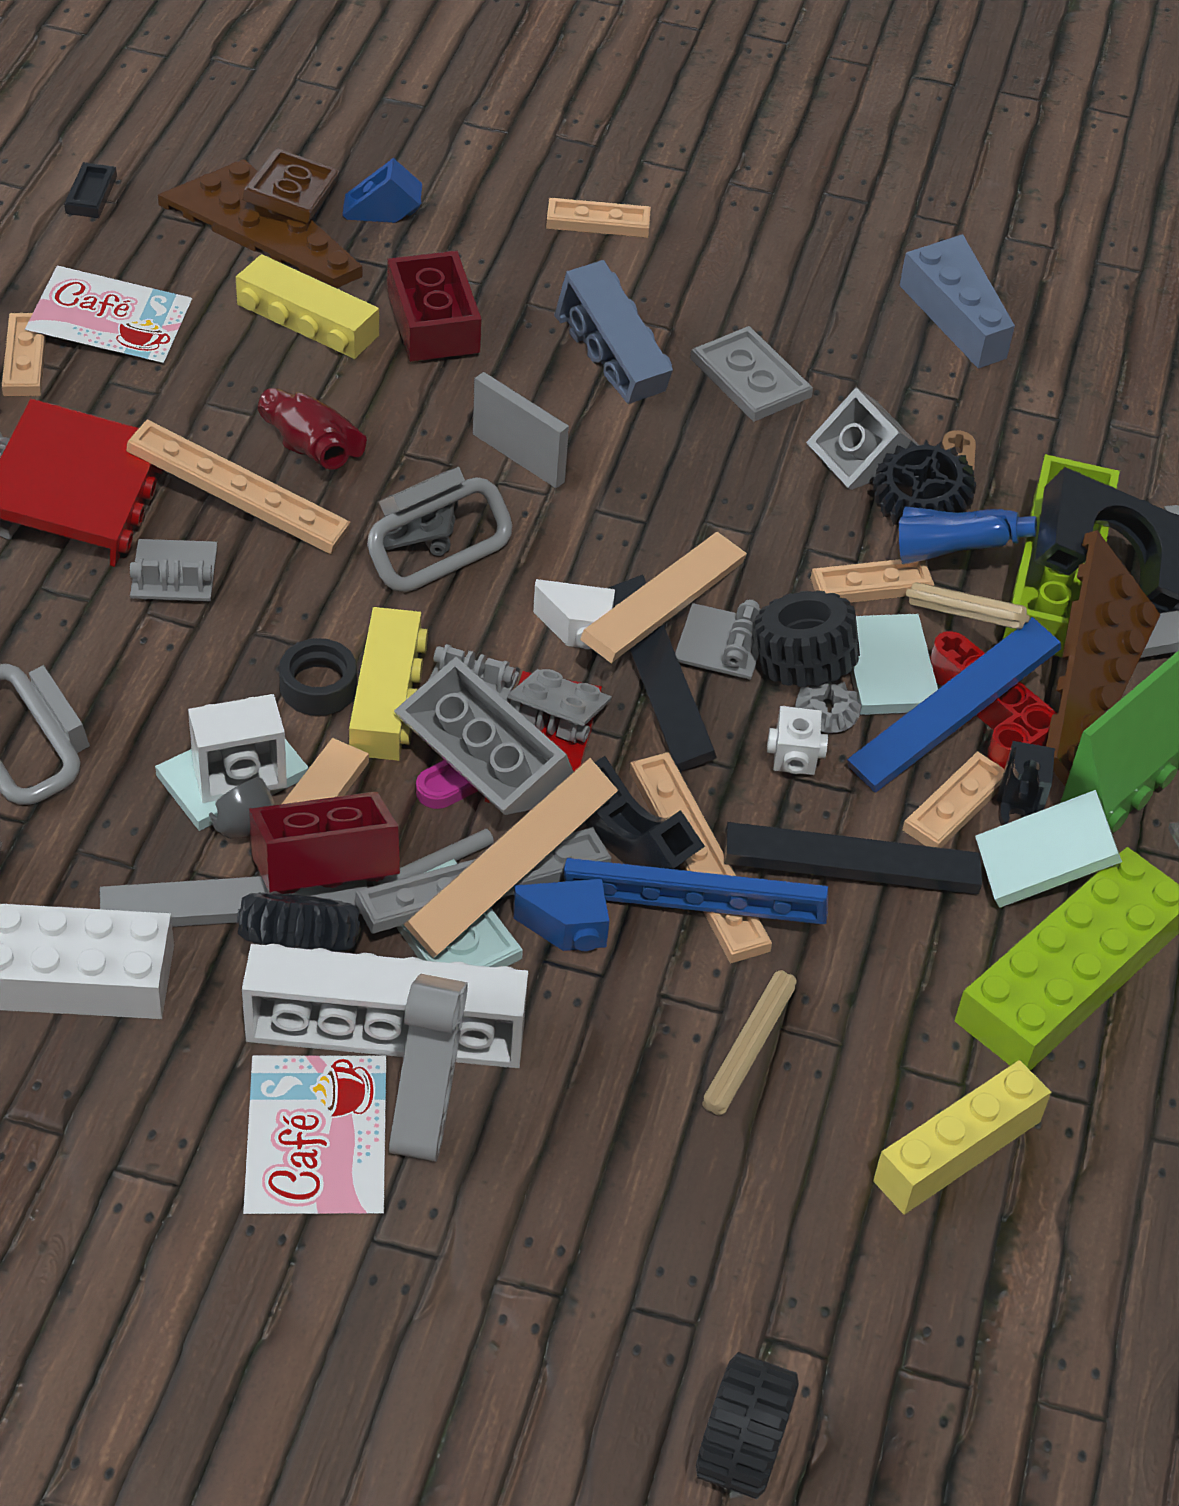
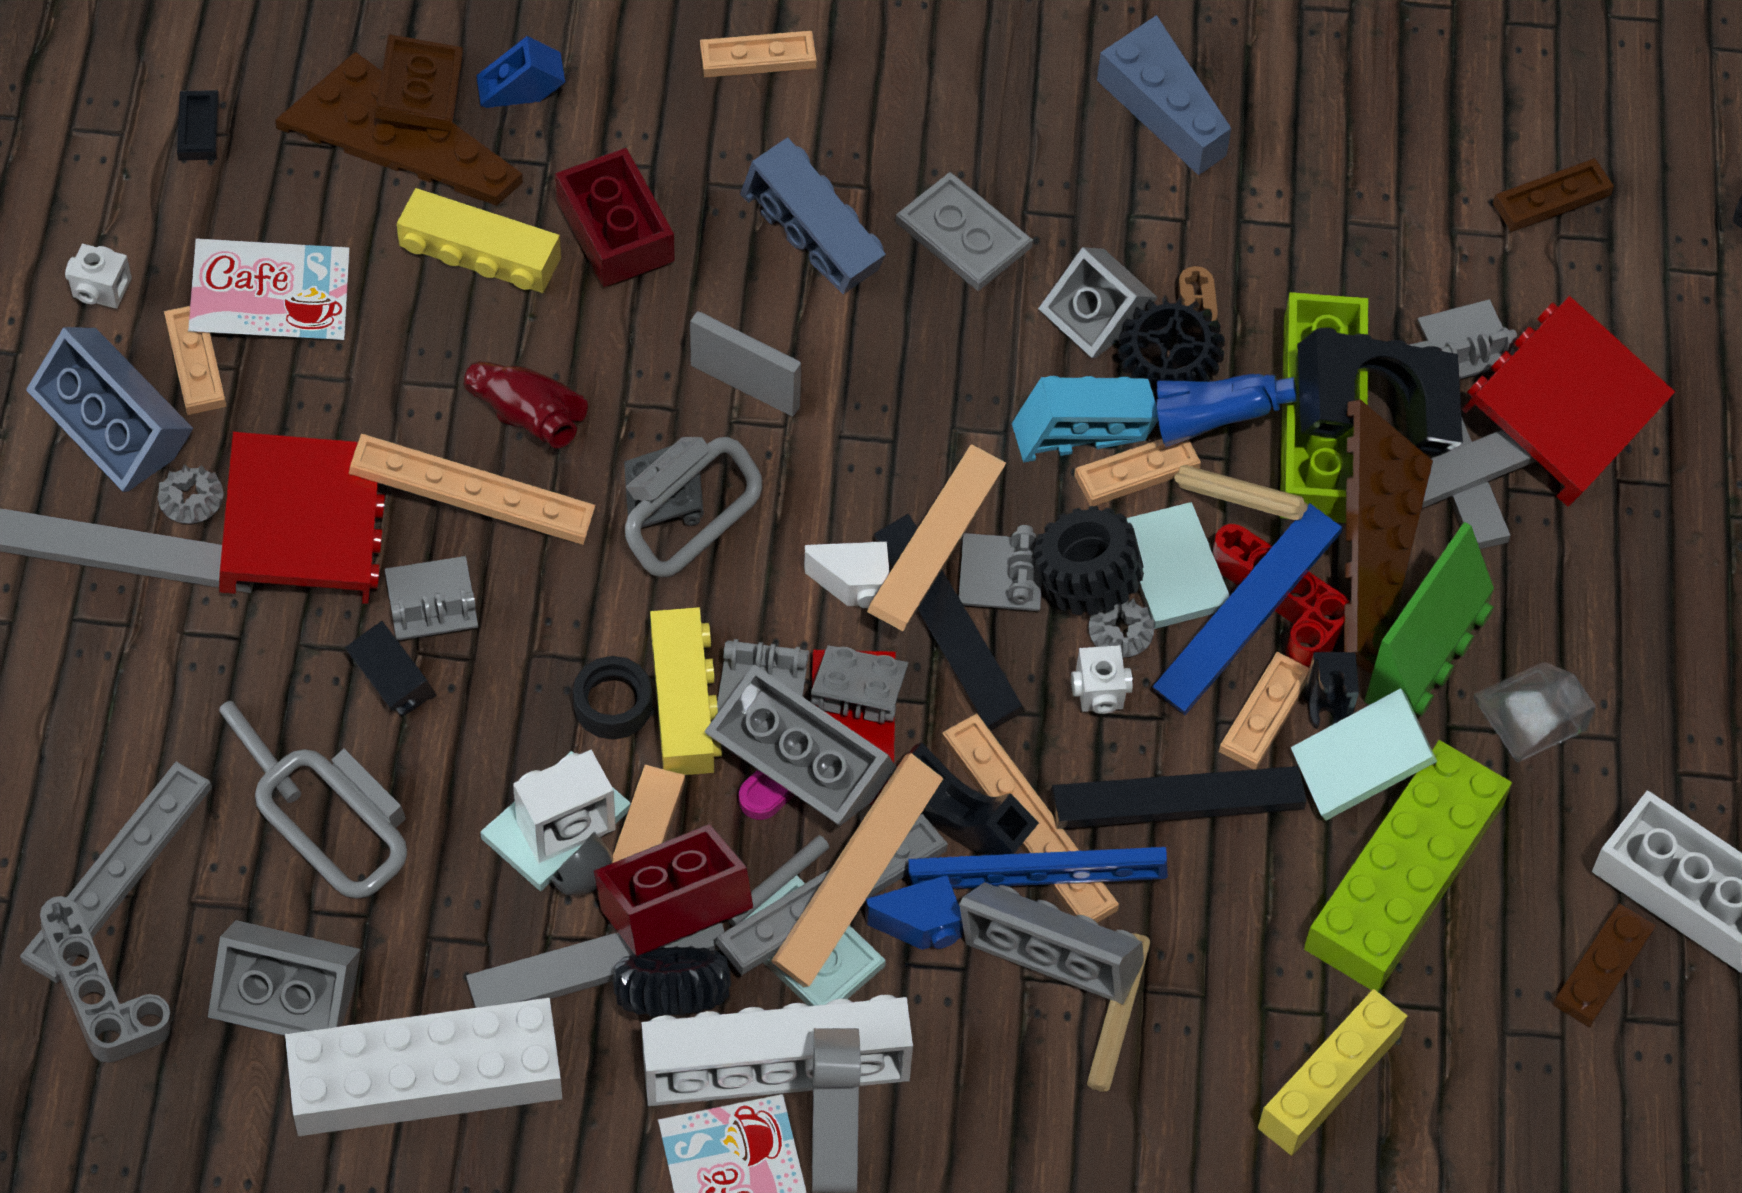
camera: 10 degrees left, 10 degrees up
(115, 617) = (390, 669): none -> black hinge
(693, 959) = (1051, 941): none -> light grey slope
(829, 521) = (1084, 412): none -> medium azure wedge

